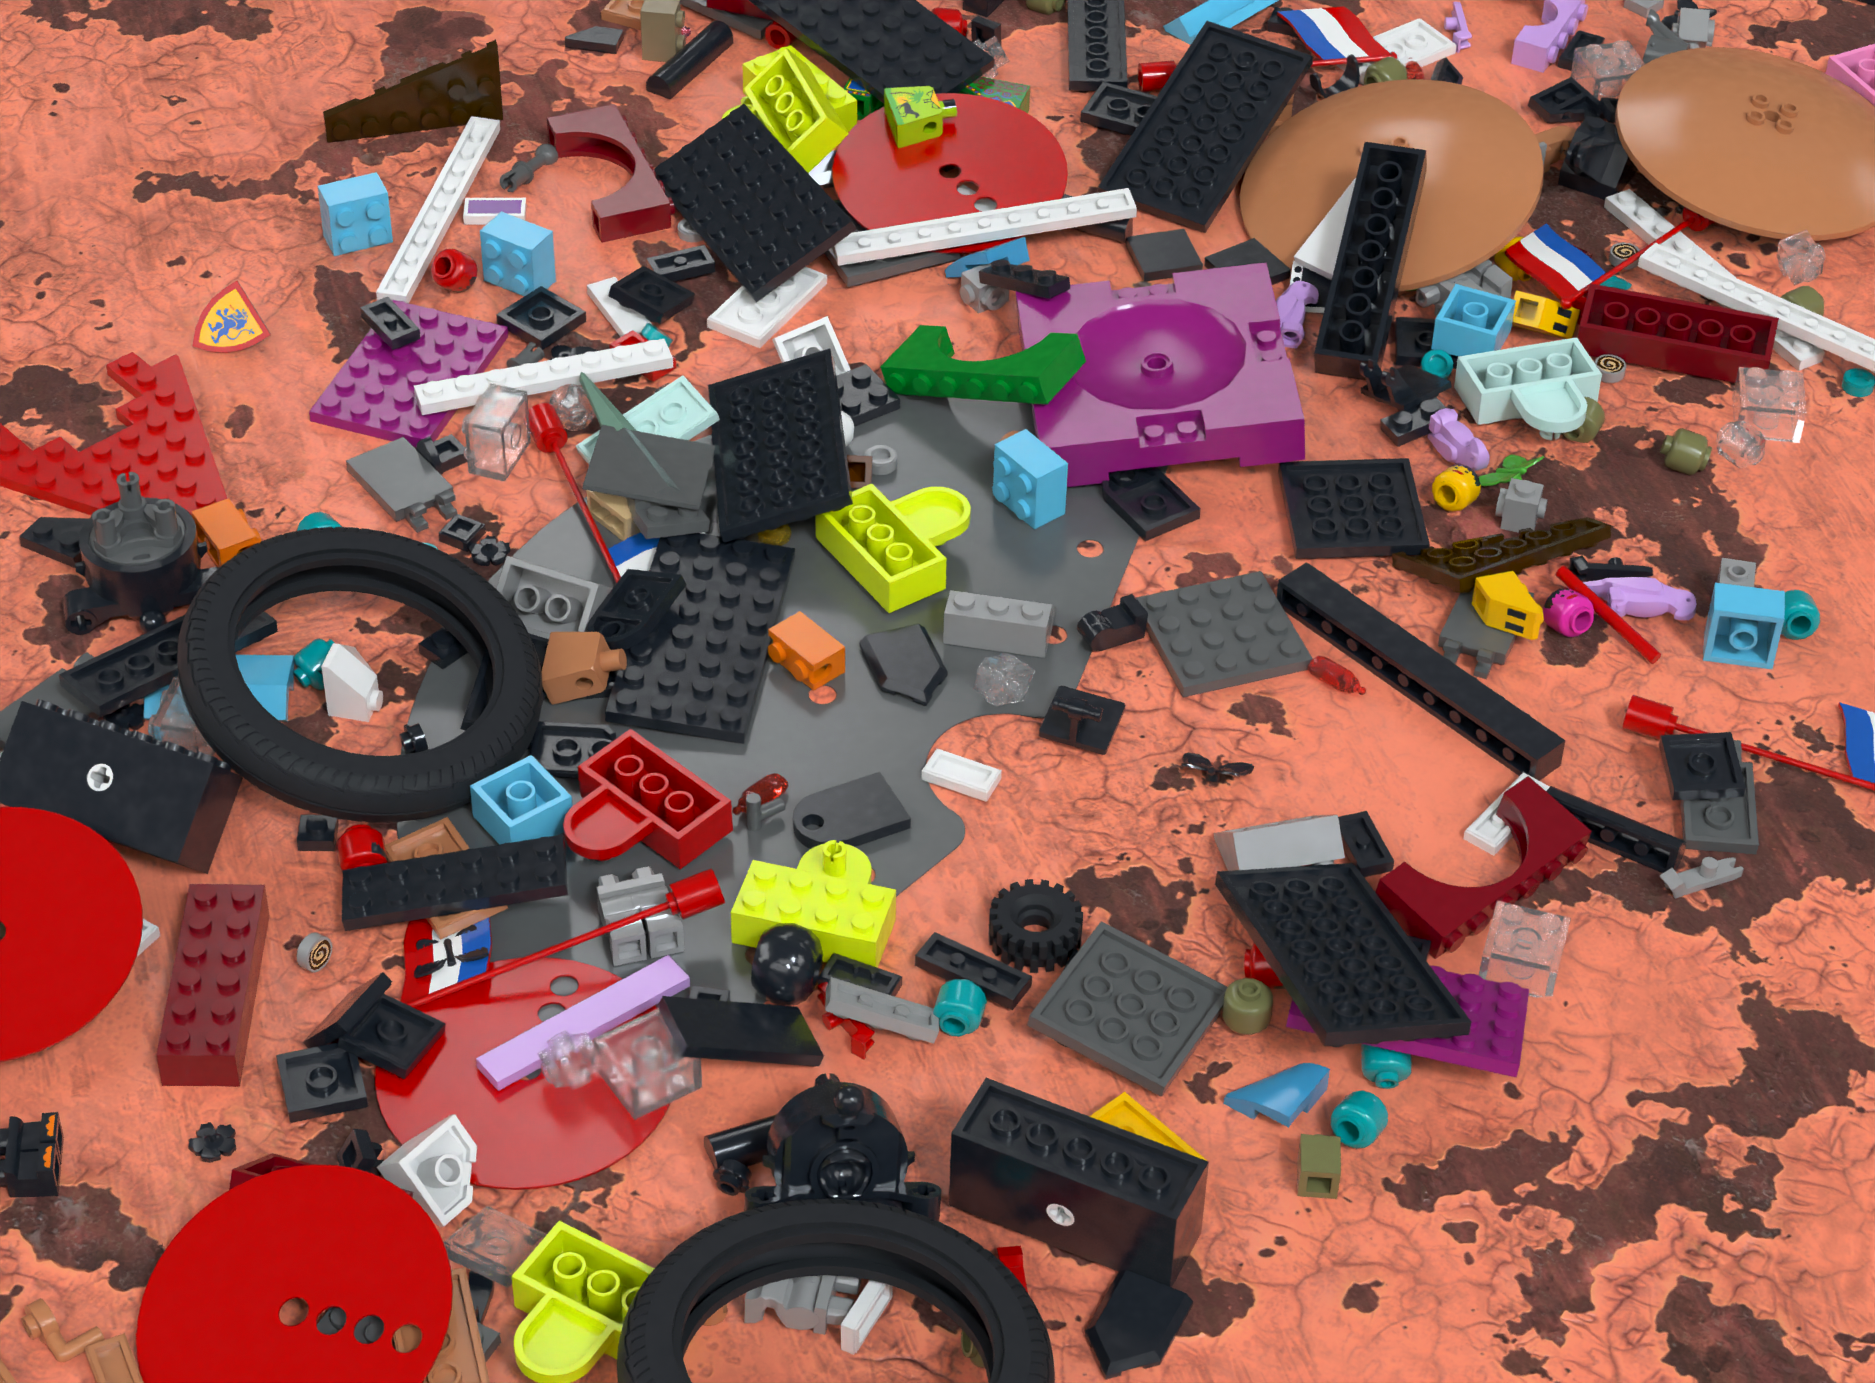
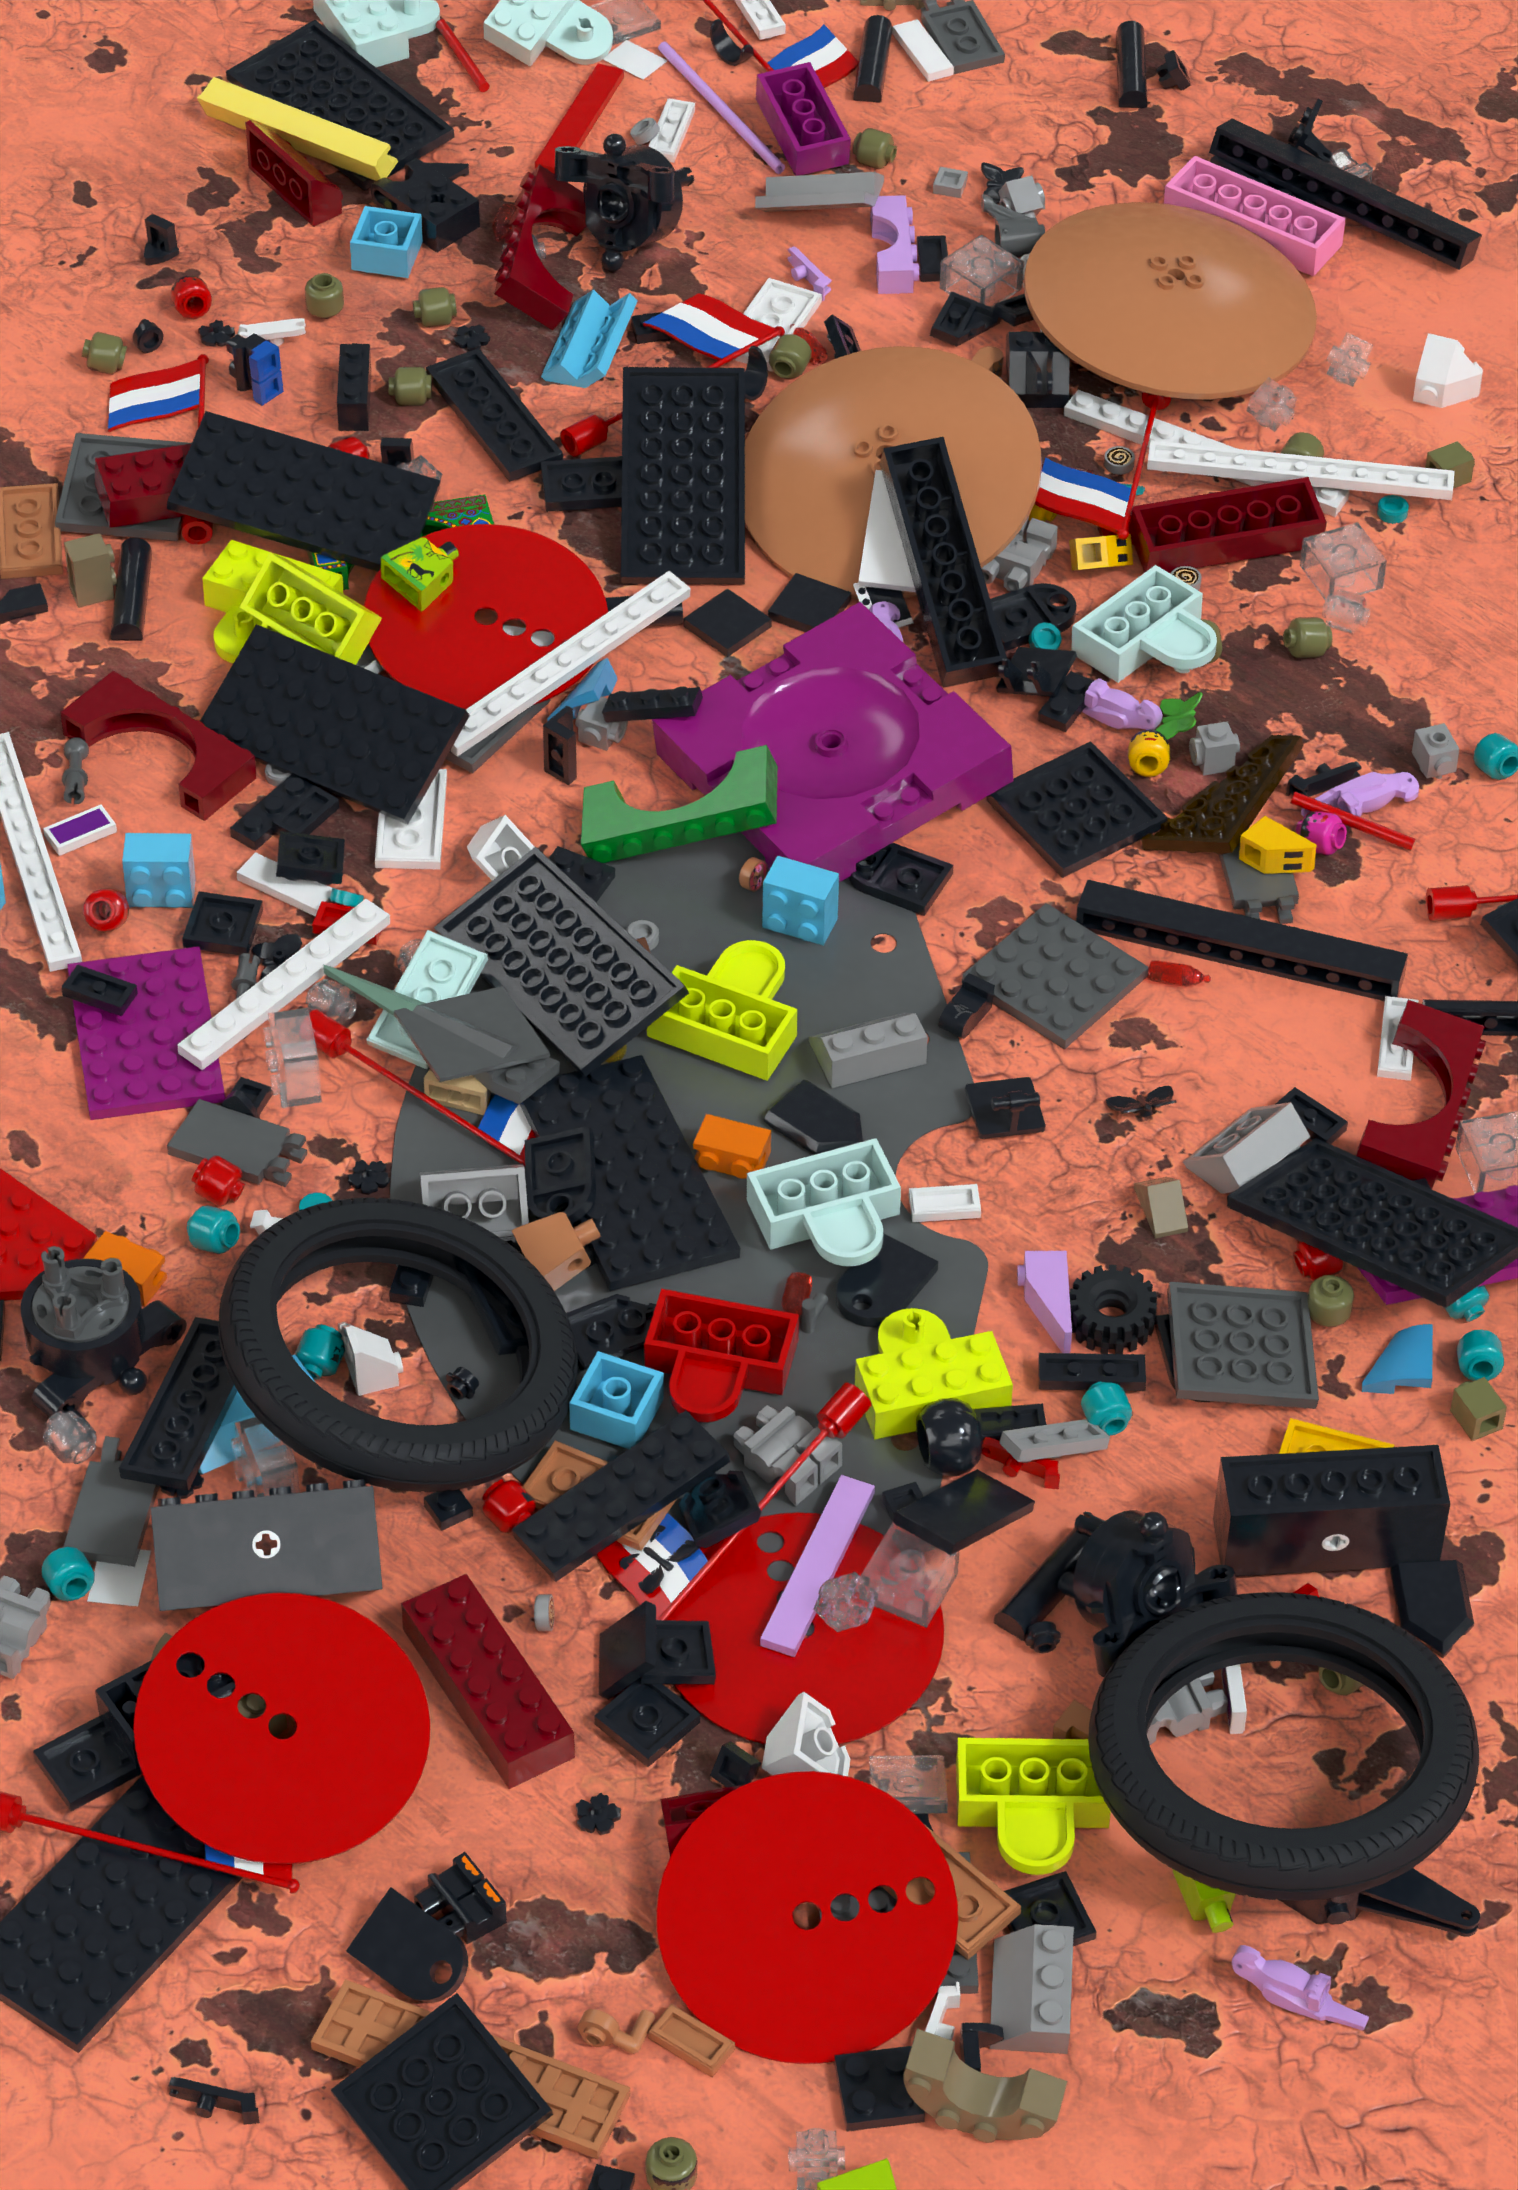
camera: 30 degrees left, 5 degrees up
(62, 642) = (70, 1437): none -> clear head
(359, 501) = (218, 1180): none -> red head
(461, 532) = (329, 1169): black tile -> none
(532, 933) = (719, 1508): none -> black tile
(633, 258) = (256, 825): none -> black plate
(847, 724) = (828, 1199): none -> light aqua brick
(930, 285) = (560, 746): none -> black panel
(990, 871) = (1047, 1293): none -> lavender slope
(1003, 679) = (920, 1101): clear brick -> none
(1159, 862) = (1163, 1206): none -> dark tan slope
(1472, 322) = (1058, 586): medium azure brick -> none
(1744, 625) = (1471, 786): medium azure brick -> none

